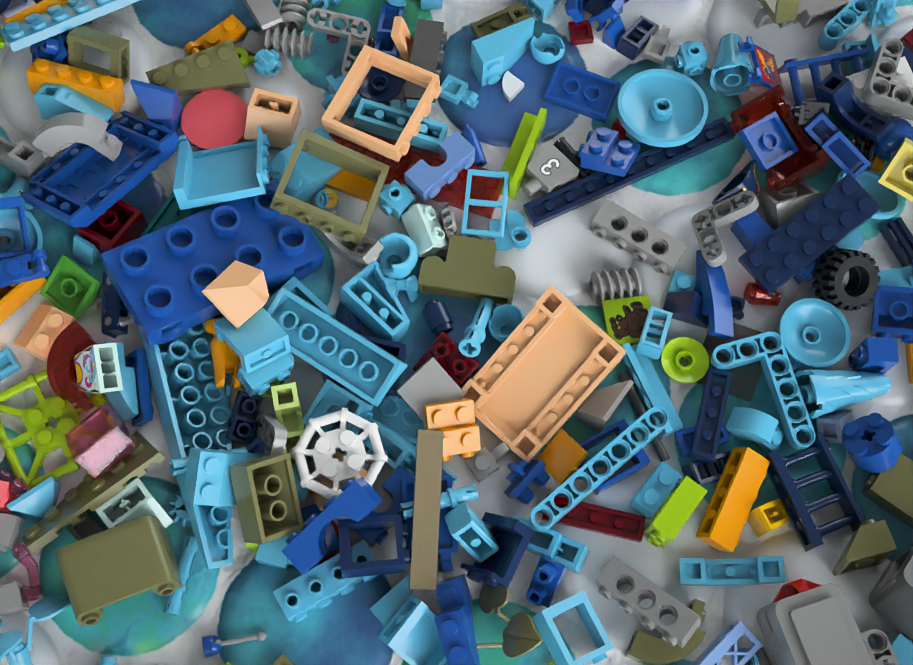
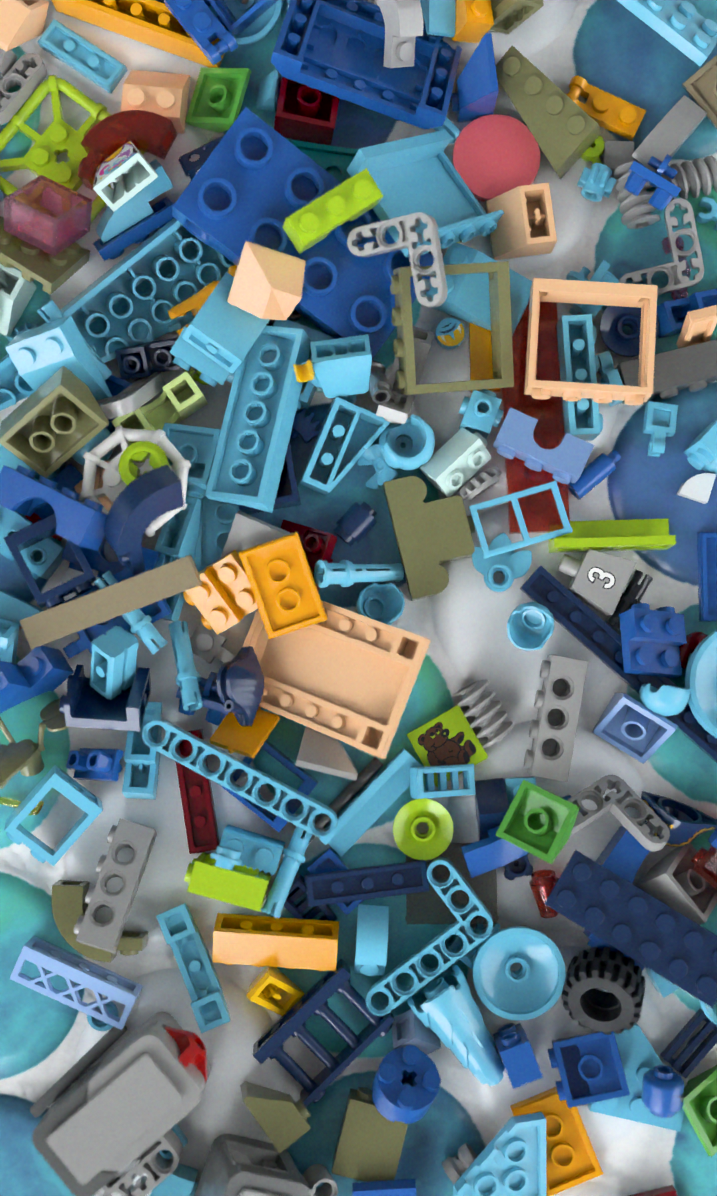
camera: 70 degrees right, 15 degrees up
(212, 224) = (331, 210): none -> lime arch
(257, 181) = (407, 239): none -> light grey beam
(298, 17) = (641, 175): none -> blue hips
(325, 268) = (345, 369): none -> medium azure torso
(333, 426) = (139, 453): none -> lime gear
(367, 454) = (136, 509): none -> dark blue arch
(465, 379) = (283, 585): none -> light orange tile
(504, 481) = (186, 670): none -> medium azure pin
(529, 442) = (241, 685): none -> dark blue hat
(564, 227) = (530, 626): none -> medium azure hair
(654, 157) = (666, 700): none -> medium azure hair
(657, 500) = (226, 857): none -> medium azure plate
(663, 189) = (633, 727): none -> medium blue slope
(674, 460) = (287, 871): none -> medium azure pin
(710, 271) = (538, 822): none -> bright green slope

